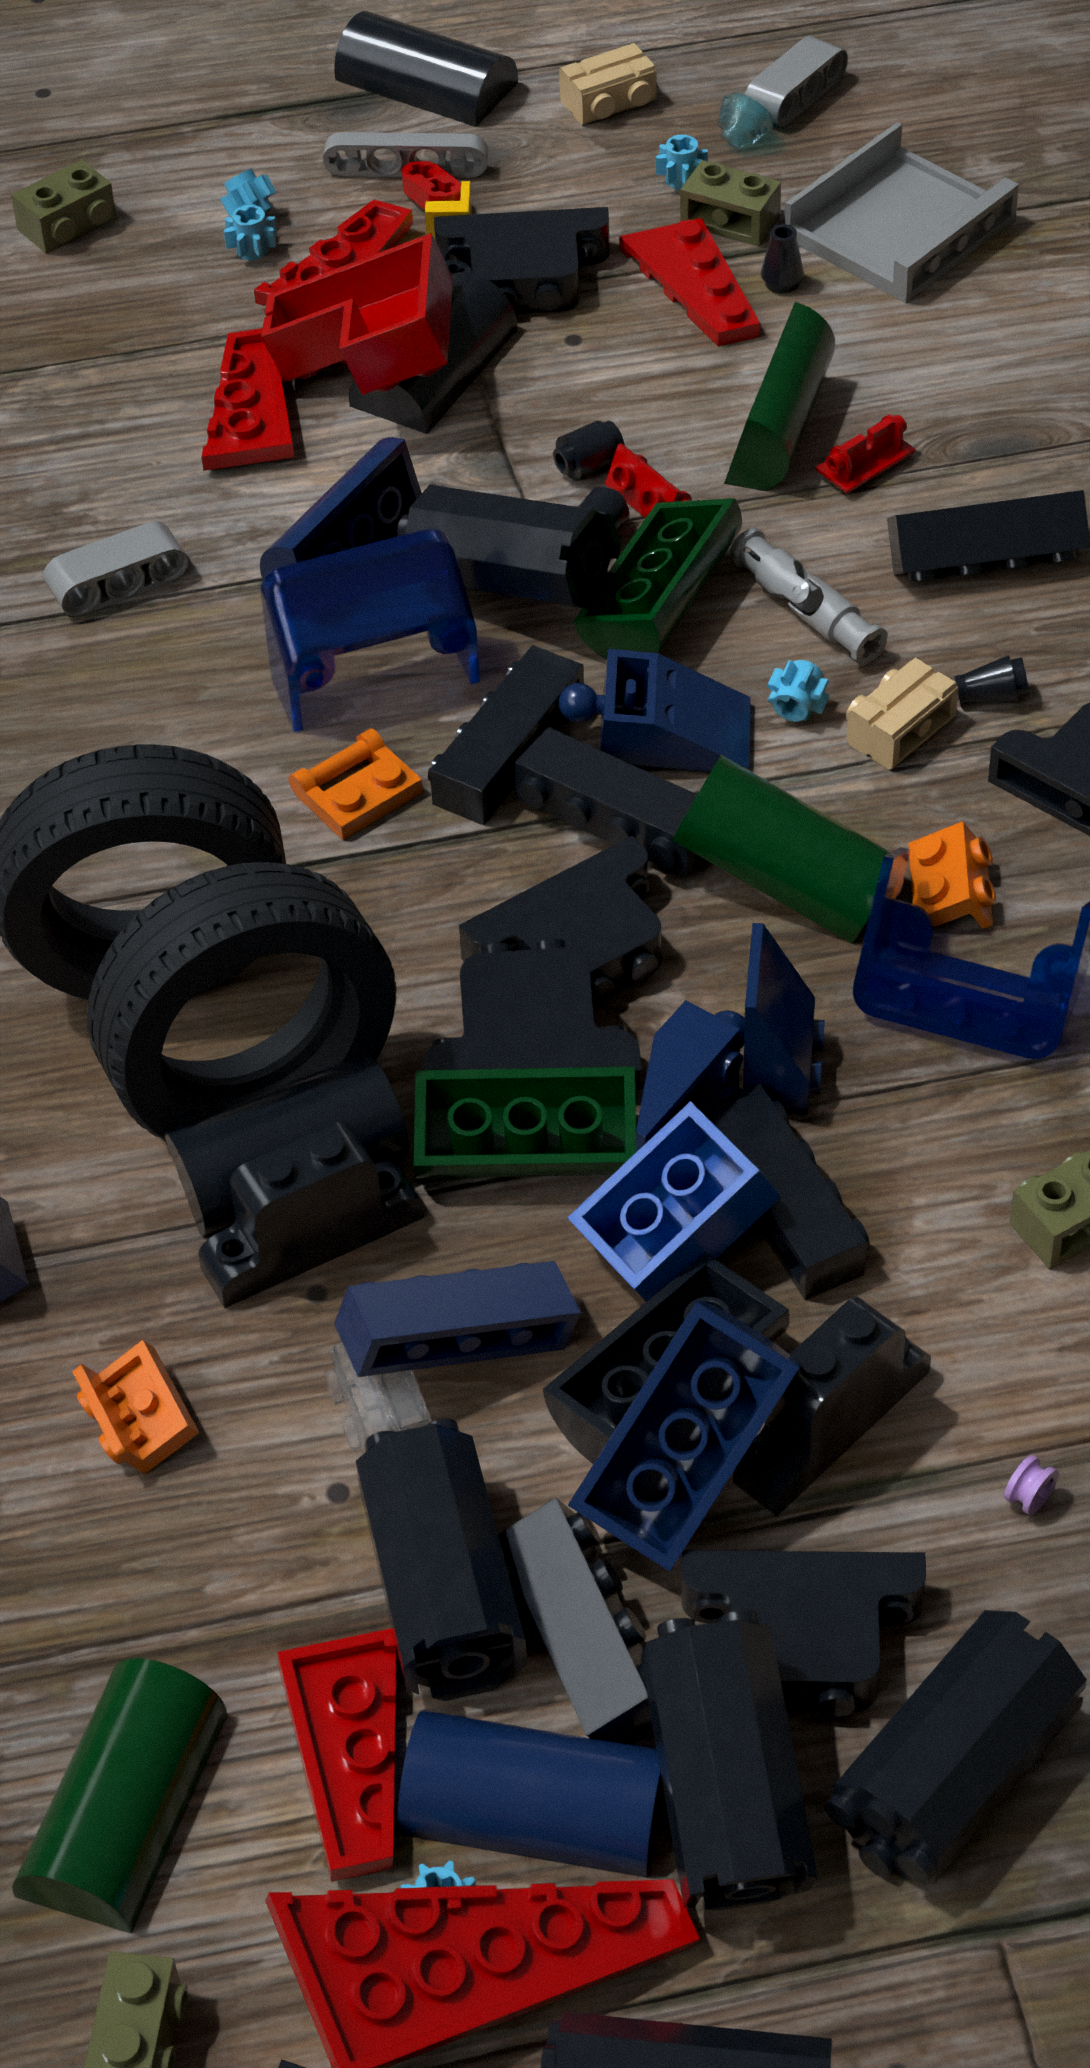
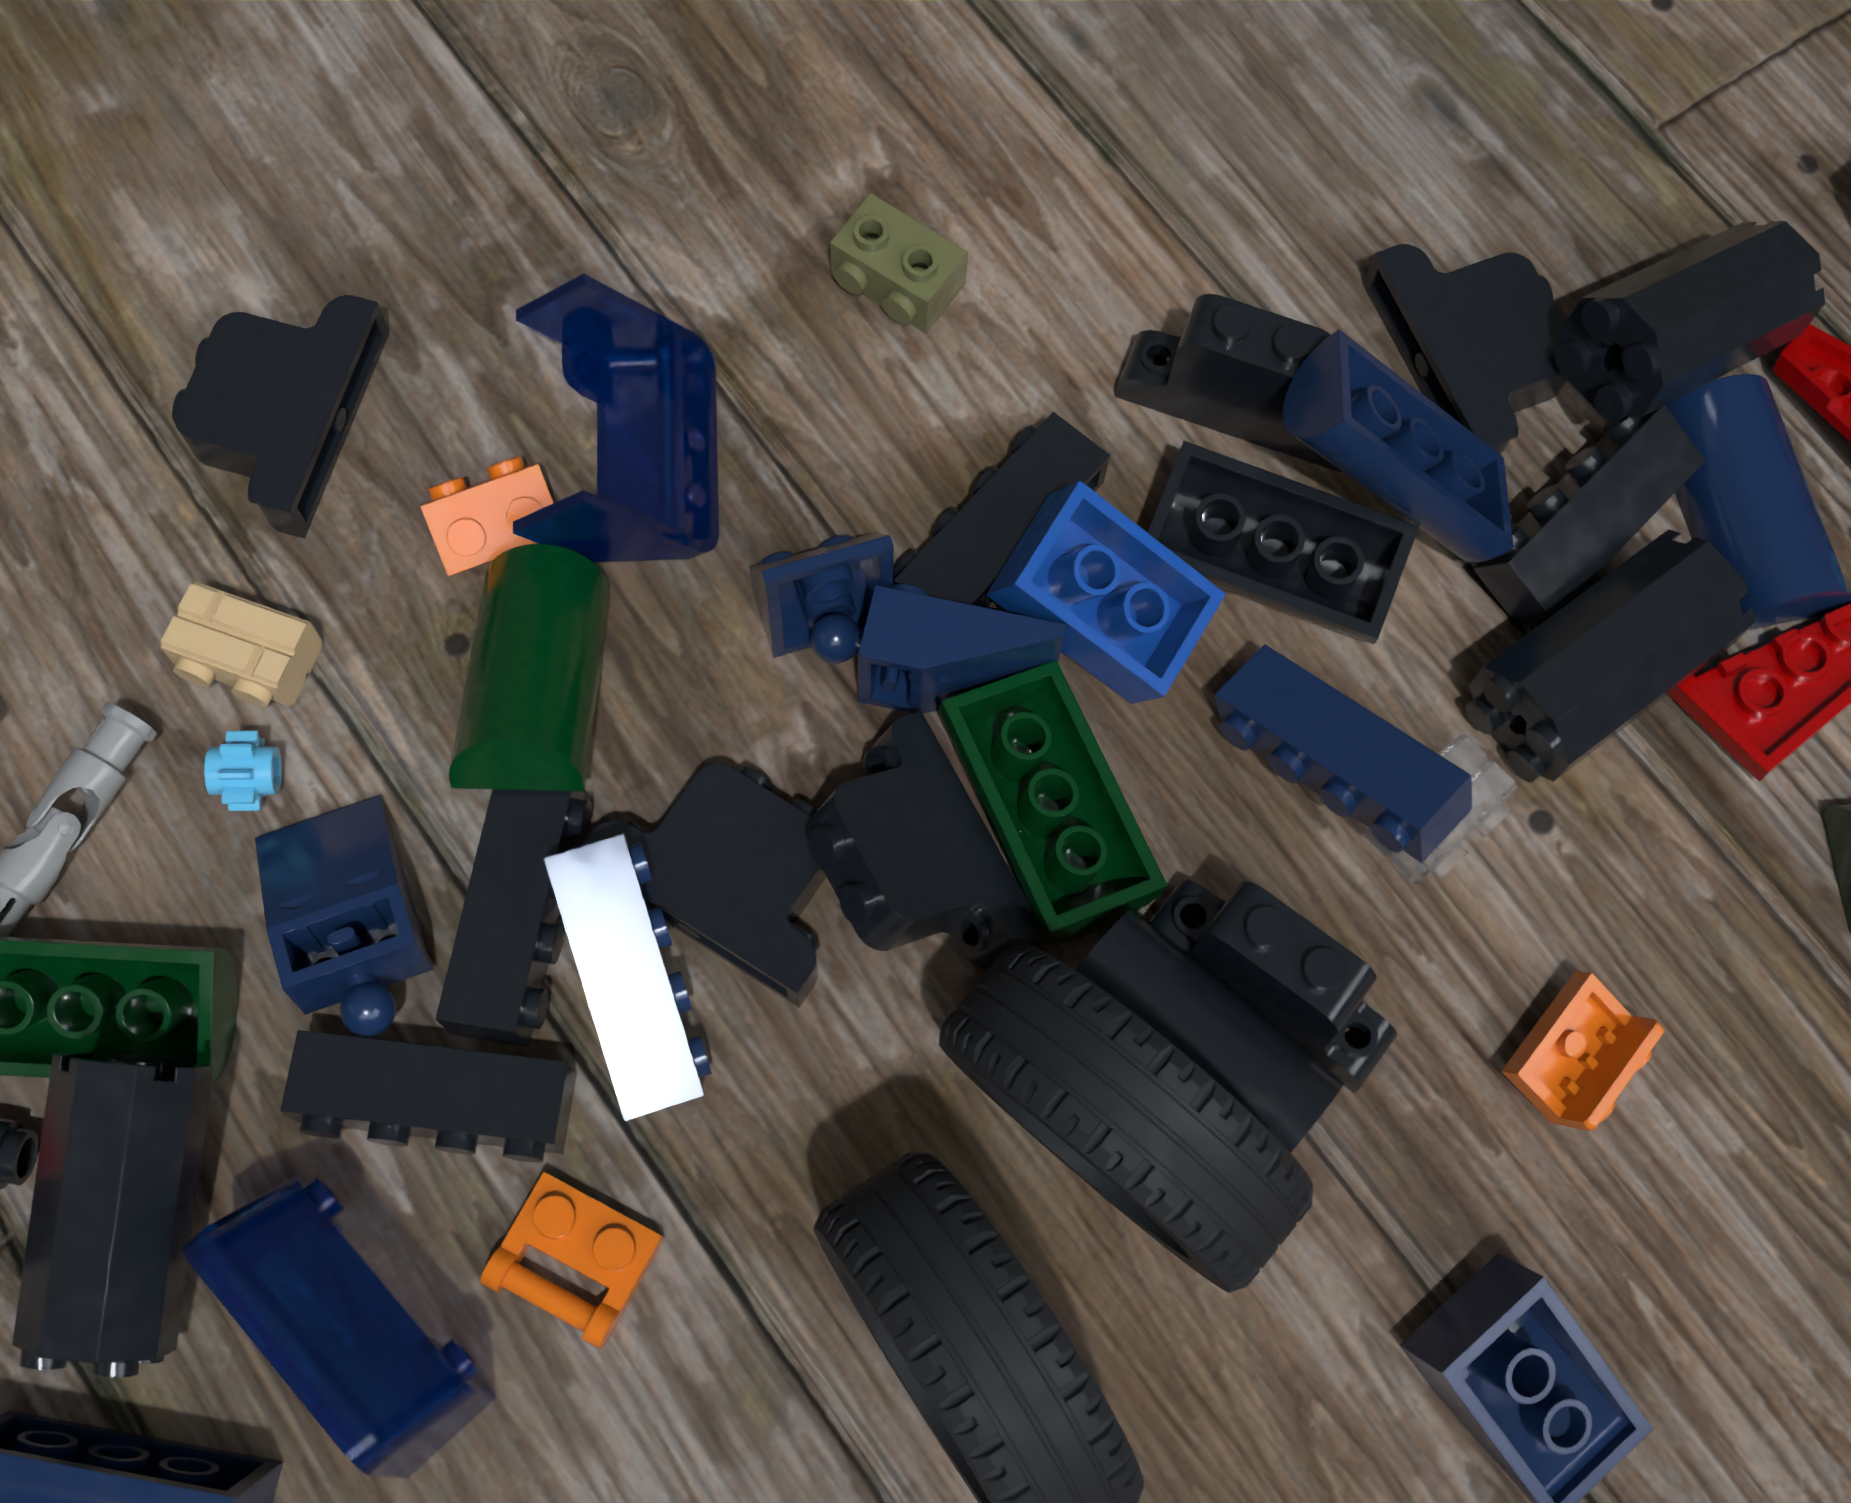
camera: 120 degrees left, 20 degrees up
(525, 831) = (625, 975): none -> brick
(957, 1748) = (1553, 171): black brick -> none
(994, 683) = (151, 563): black cone -> none
(1031, 1485) = (1234, 212): lavender bush -> none

